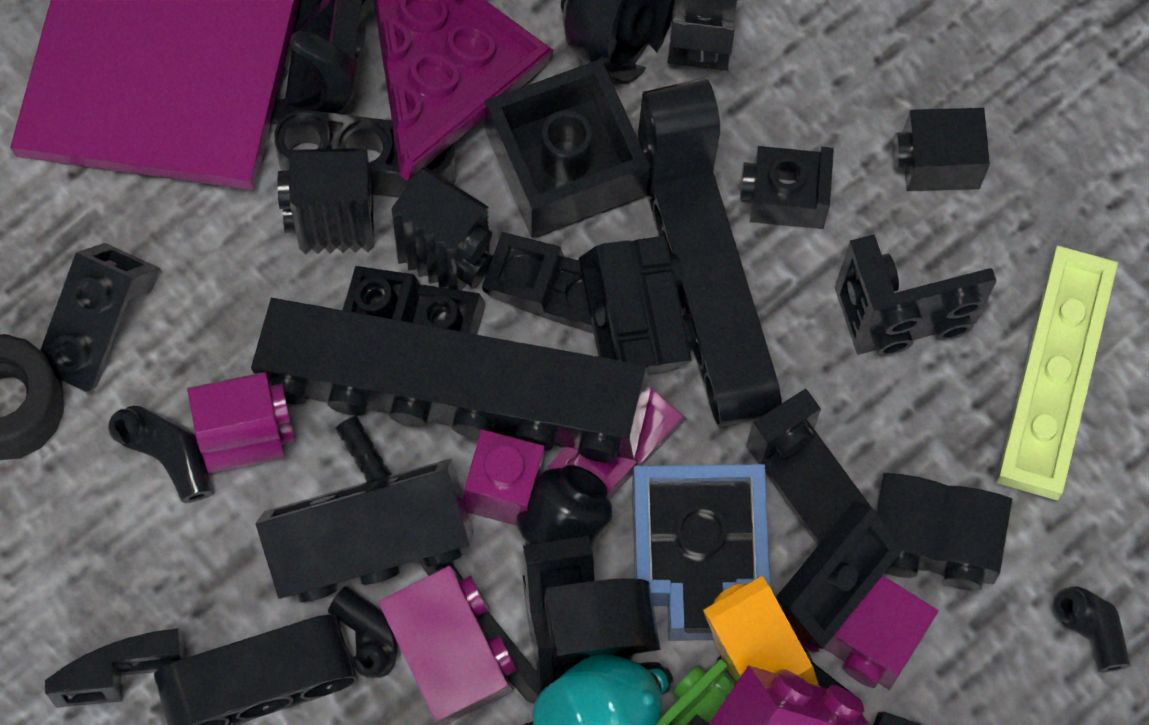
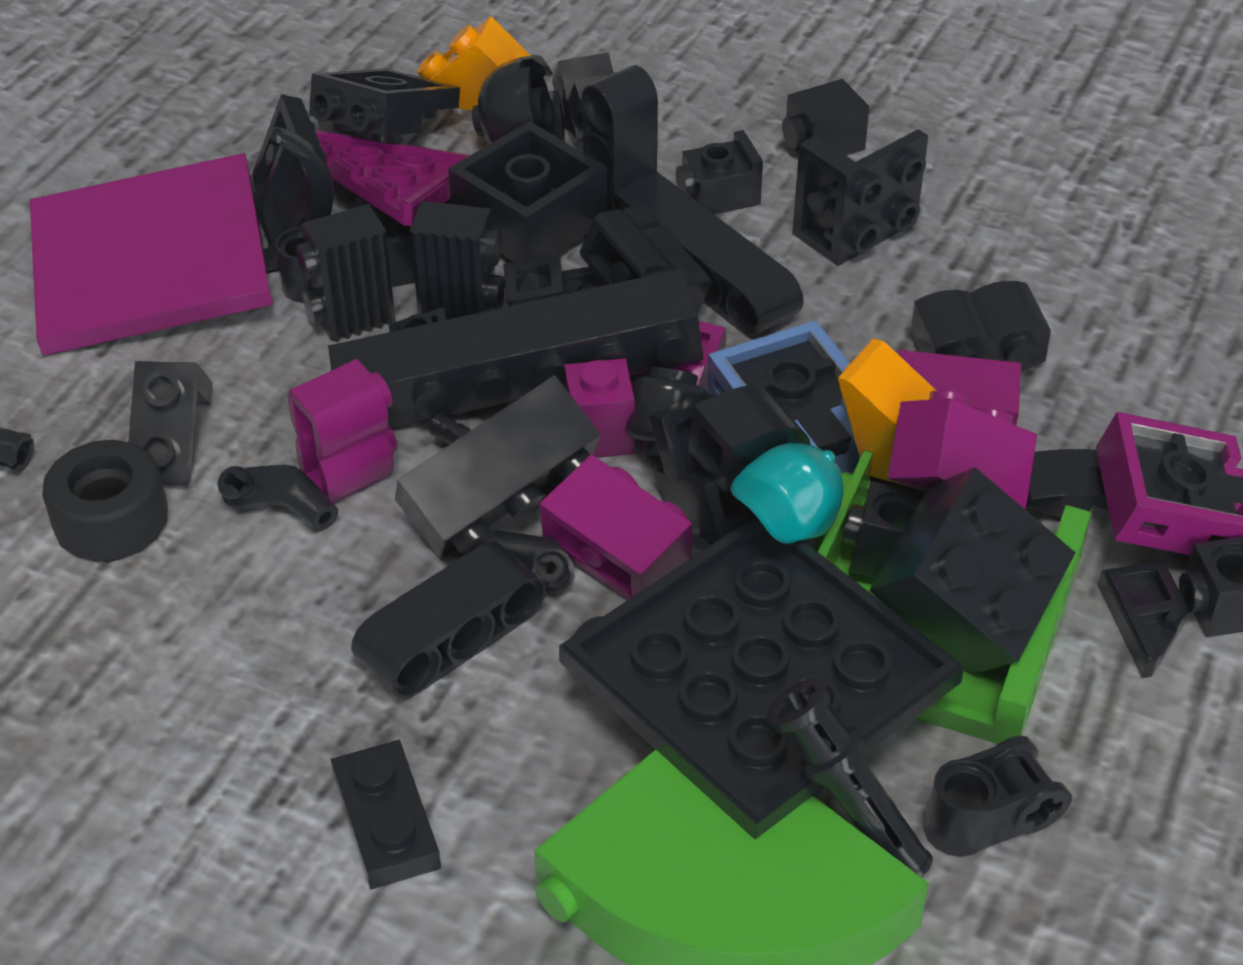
camera: 20 degrees left, 25 degrees down
(97, 675) = (294, 663): black slope -> none
(803, 464) = (819, 298): black bracket -> none
(838, 574) = (931, 338): black plate -> none
(1057, 373) = (1003, 217): yellowish green plate -> none
(1096, 621) = (1144, 354): black arm -> none

